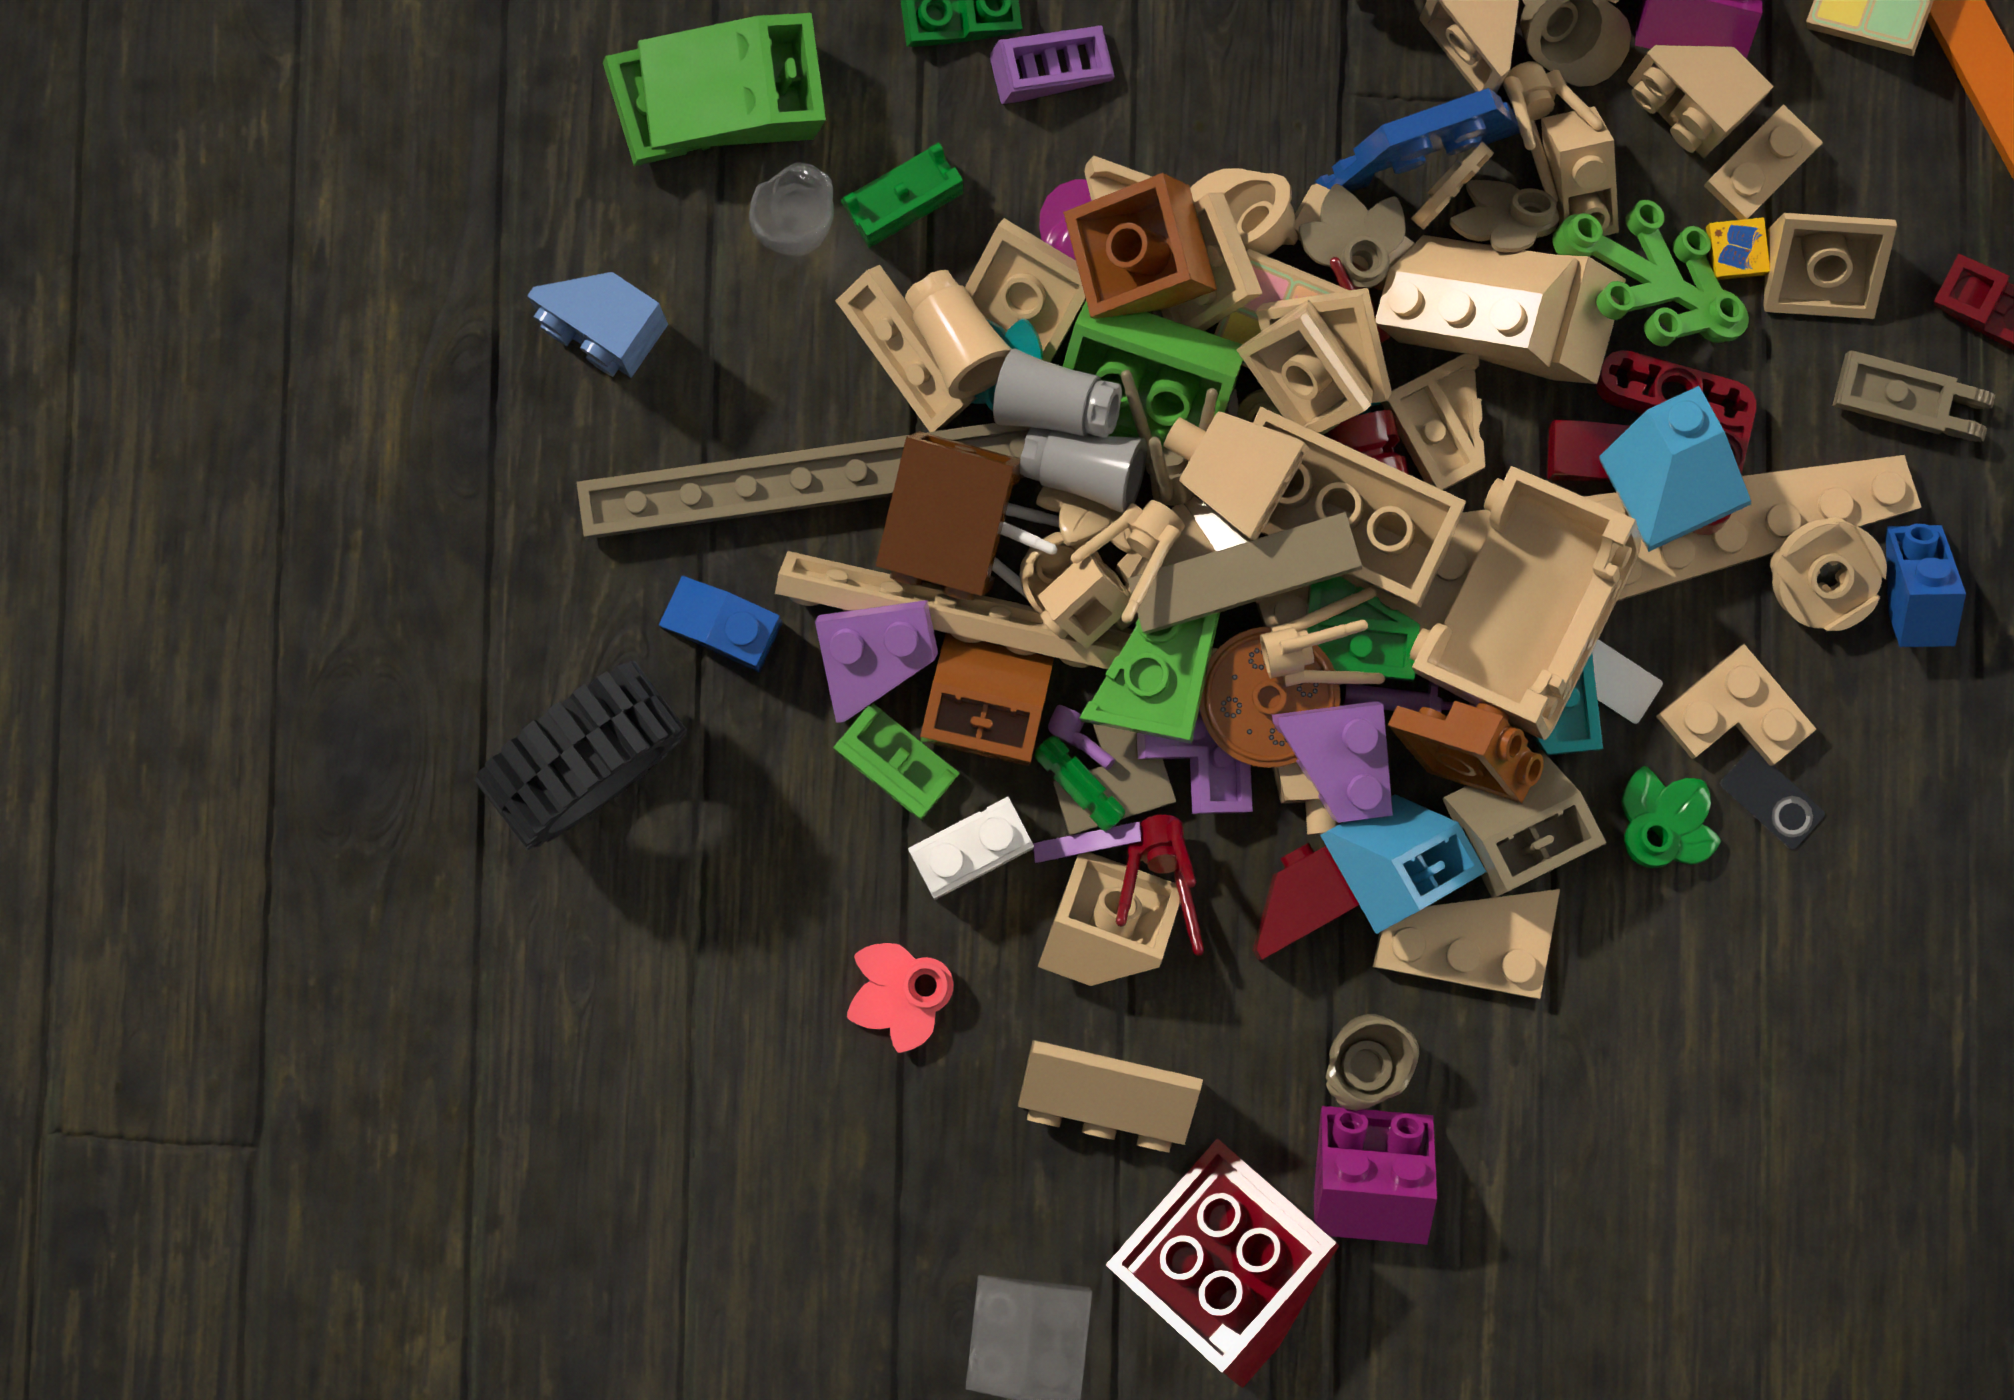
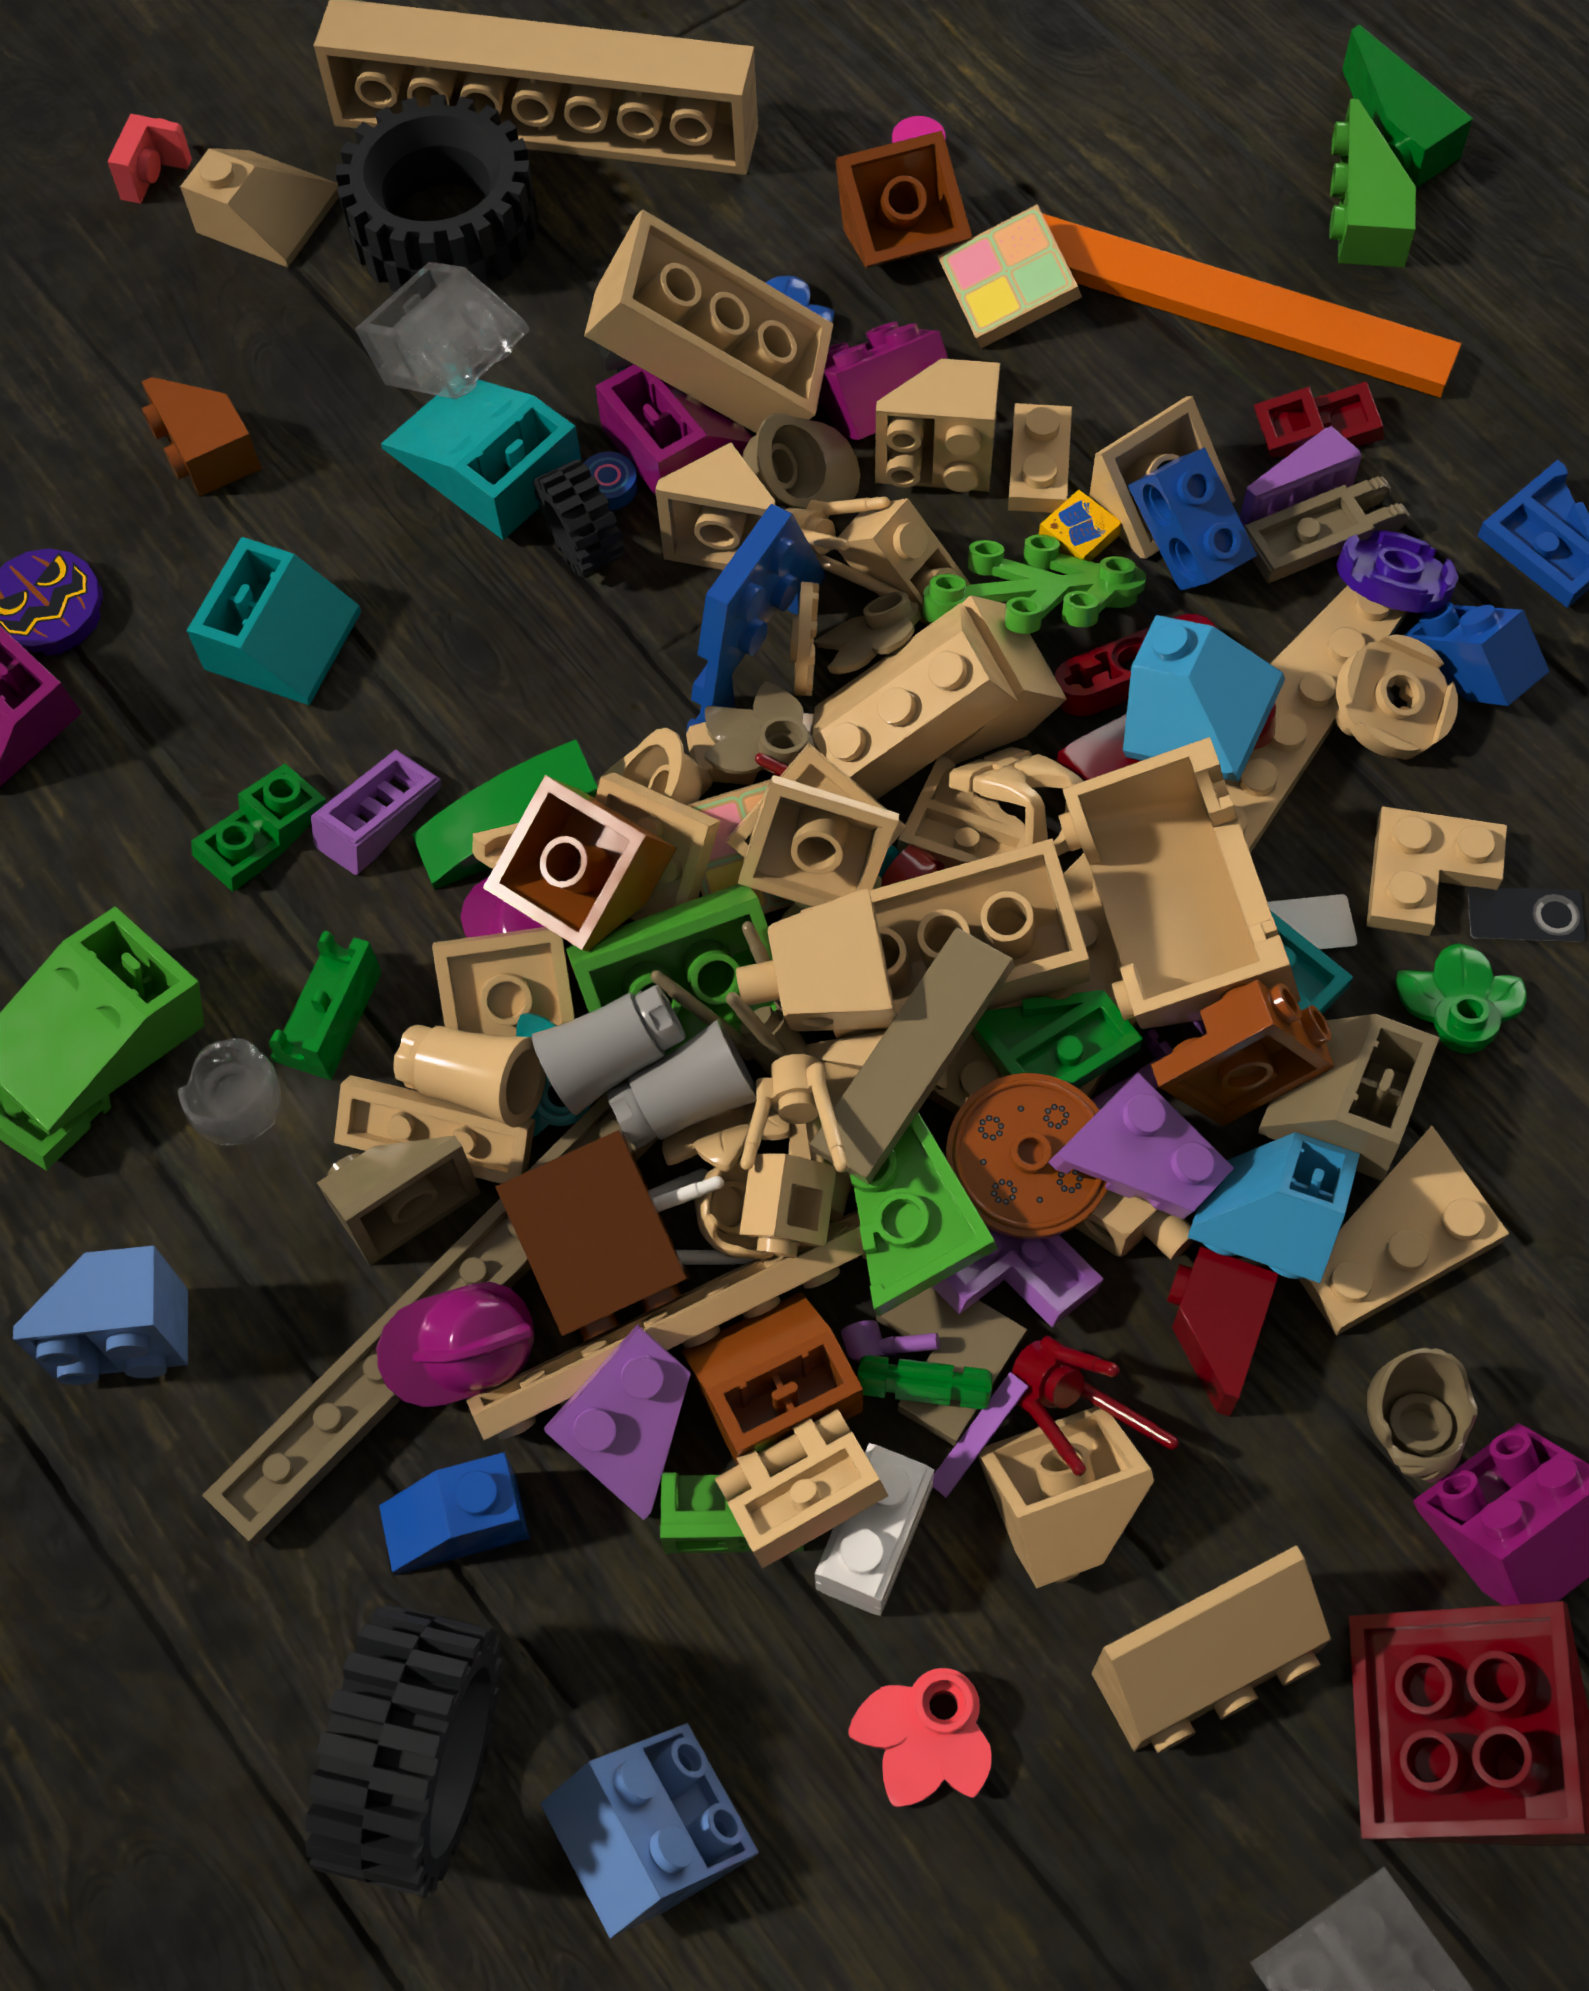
camera: 30 degrees left, 20 degrees down
(692, 910) = (647, 1828): none -> medium blue slope
(807, 513) = (455, 1344): none -> magenta piece
(843, 373) = (398, 1191): none -> dark tan slope
(938, 801) = (800, 1487): none -> tan plate
(1135, 143) = (448, 837): none -> green slope
(1290, 648) = (1014, 1086): tan plant -> none
(1492, 411) = (1010, 778): none -> tan piece
(1810, 320) = (1192, 520): none -> blue brick
(1926, 479) = (1397, 572): none -> dark purple tile
(1943, 347) = (1311, 470): none -> medium lavender slope

